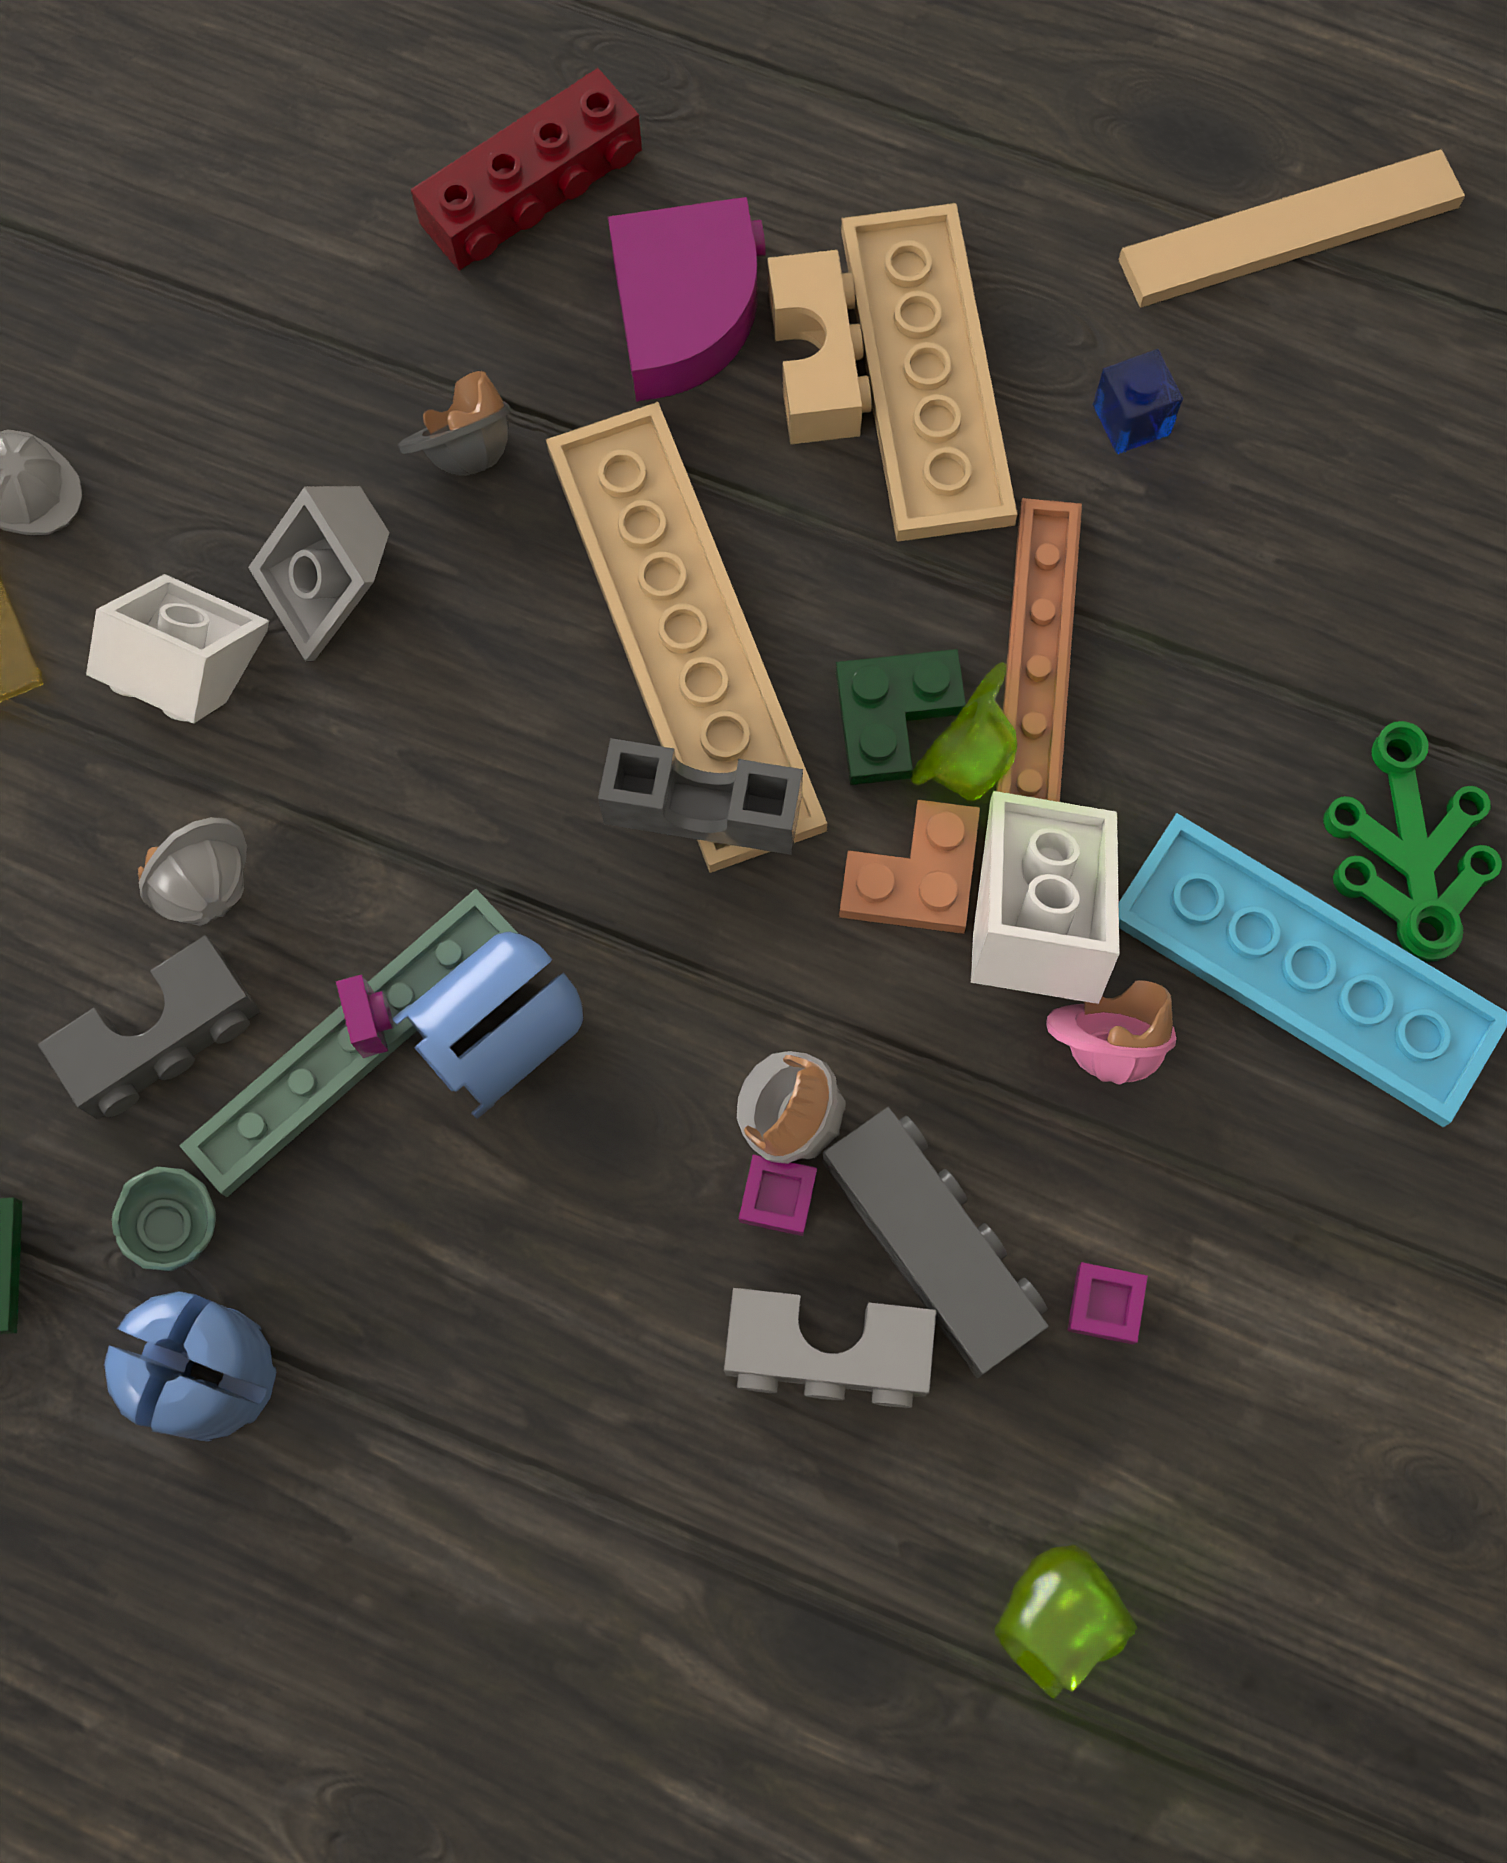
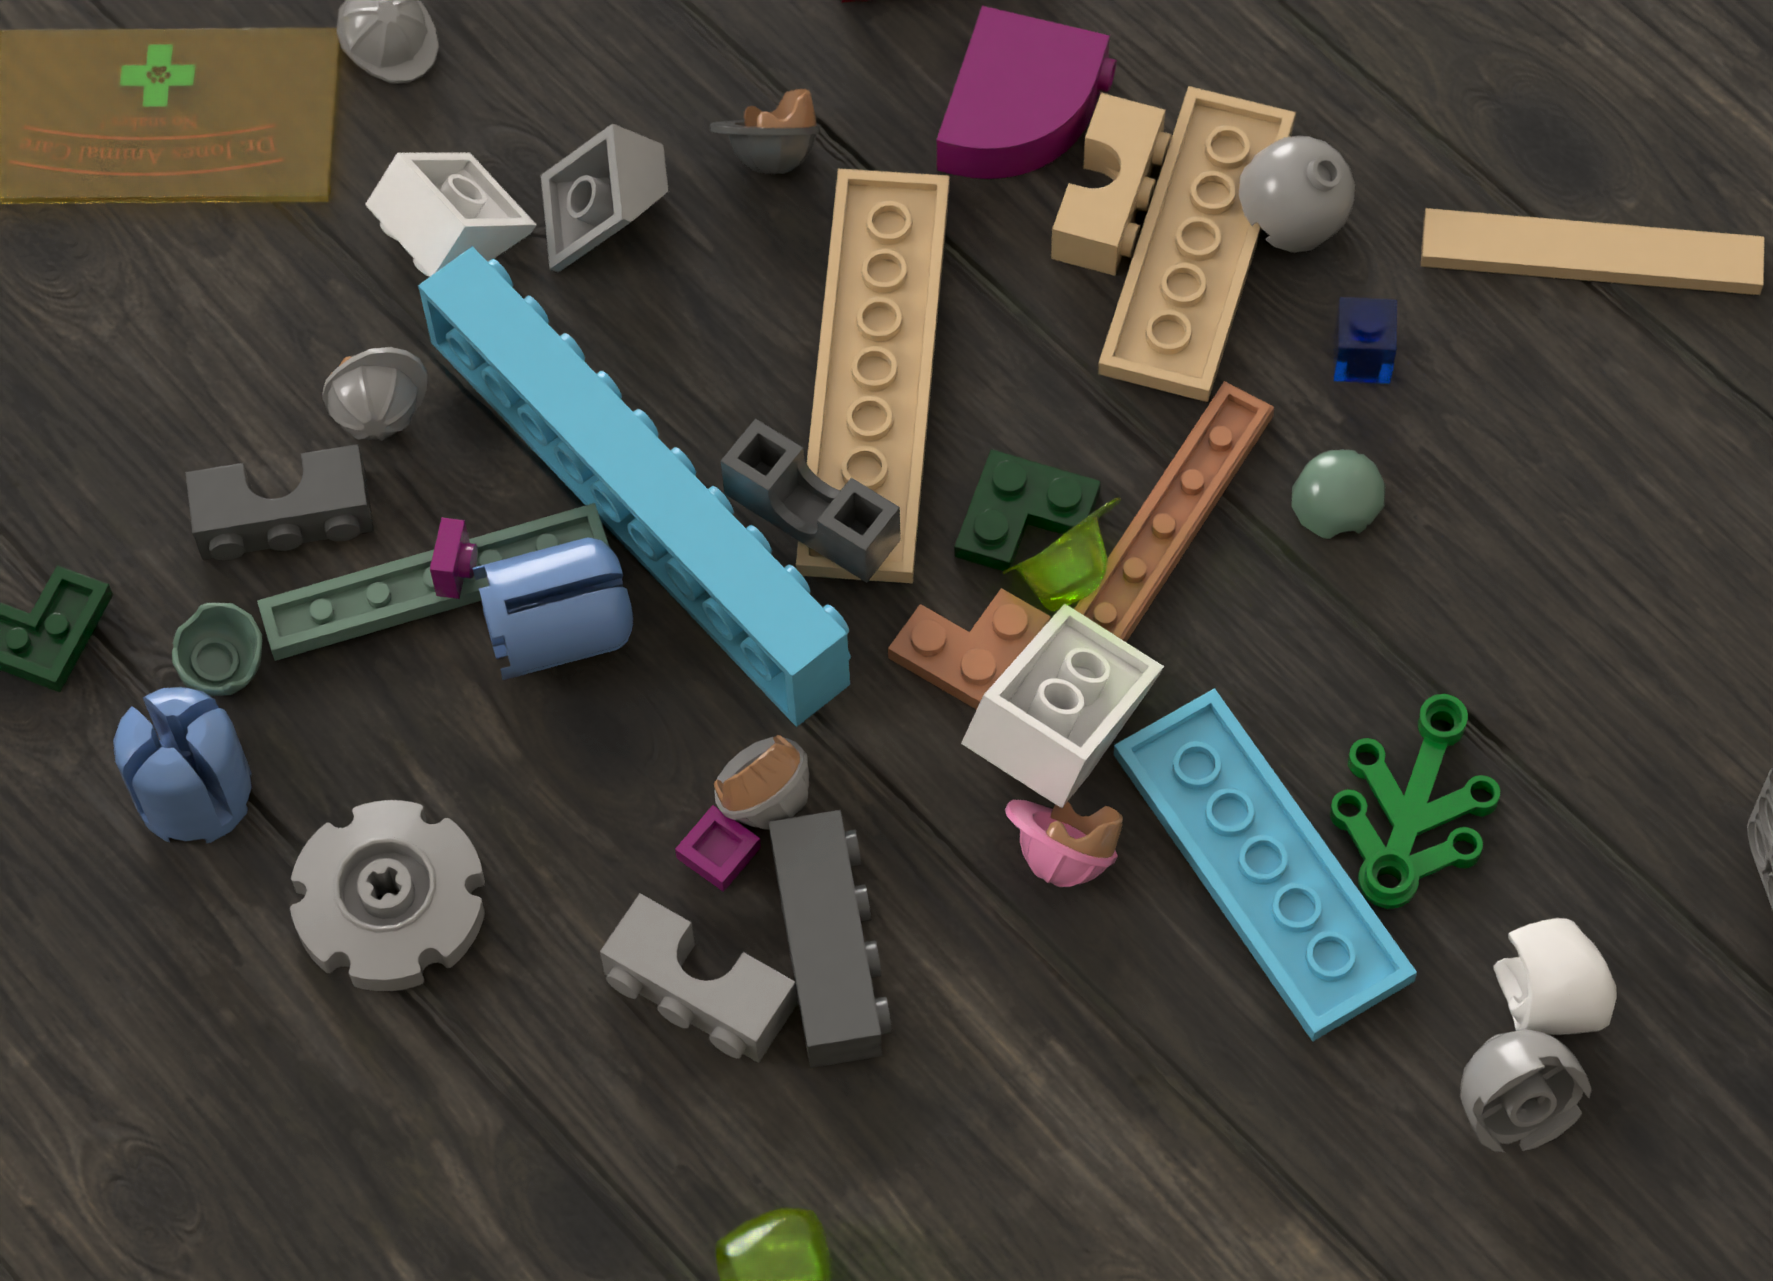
camera: 25 degrees right, 10 degrees down
(503, 1445) = (400, 935): none -> light grey piece
(509, 850) = (638, 485): none -> medium azure brick
(1002, 279) = (1297, 192): none -> light grey cylinder
(1107, 1303) = (945, 1050): magenta plate -> none
(1184, 564) = (1338, 493): none -> sand green hair

